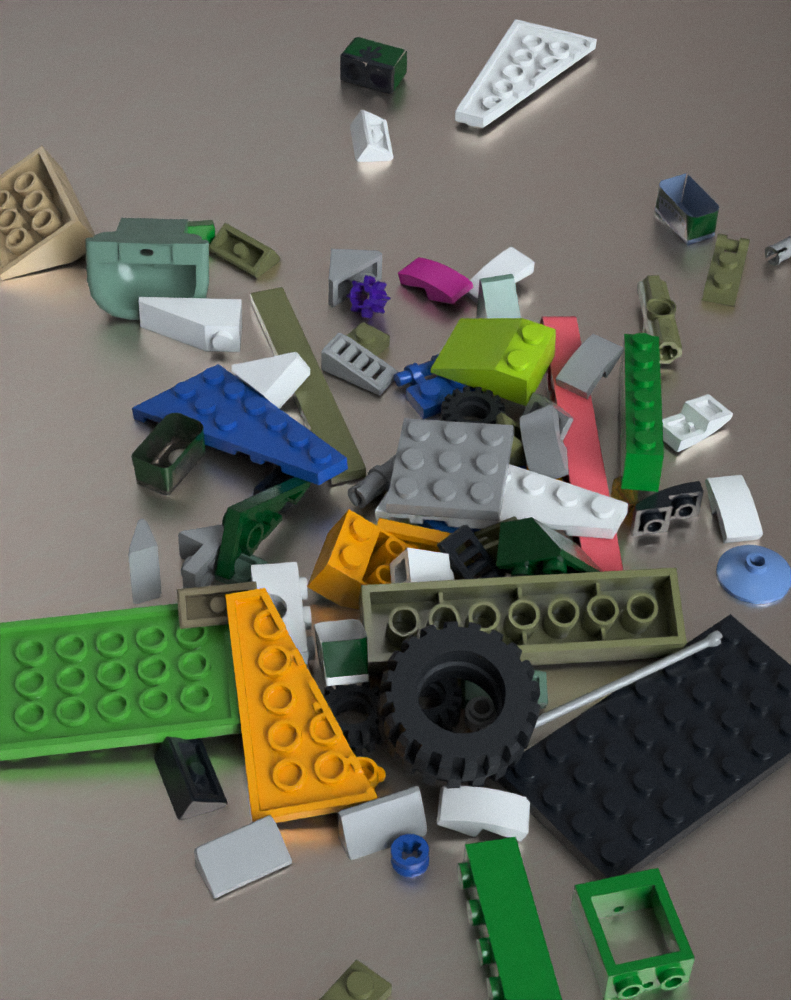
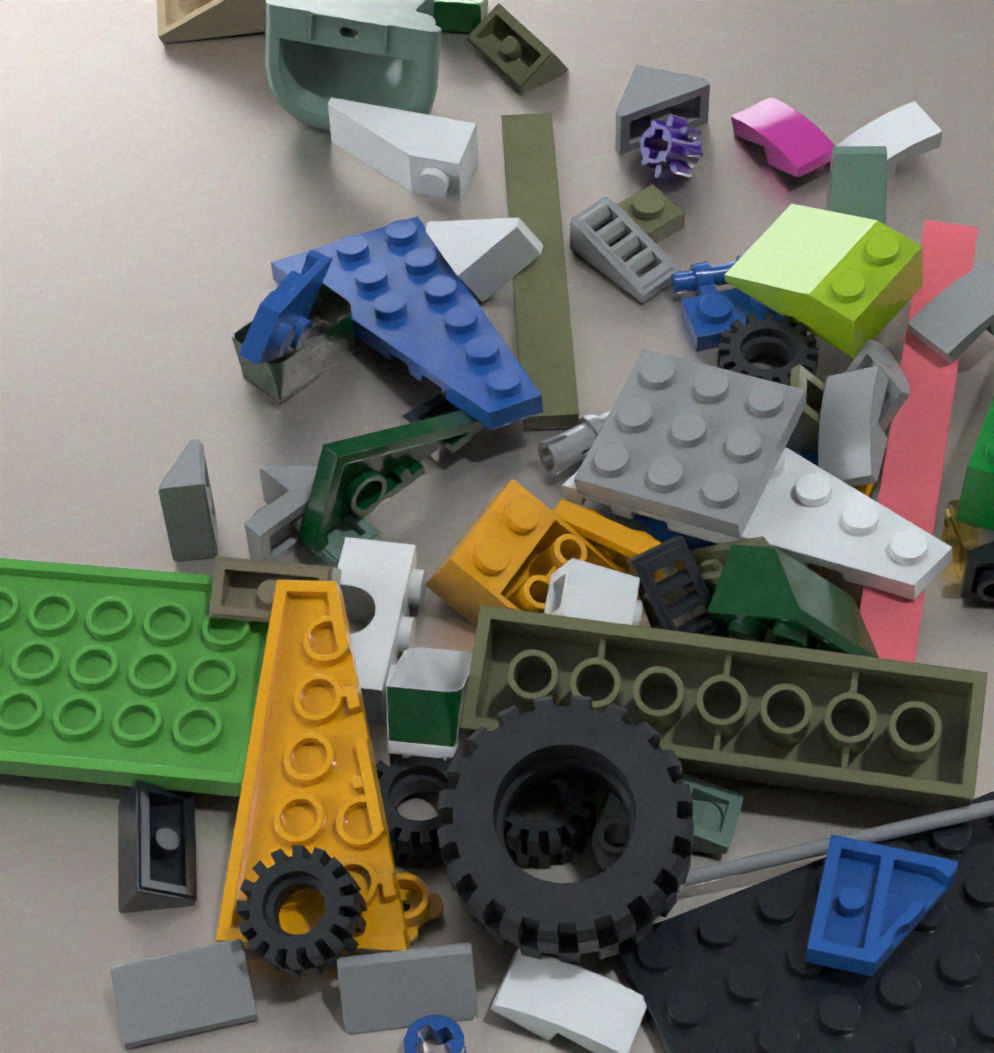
camera: 20 degrees right, 5 degrees up
(164, 442) = (282, 316): none -> blue wing
(303, 764) = (280, 881): none -> black tyre
(645, 712) = (872, 902): none -> blue wing

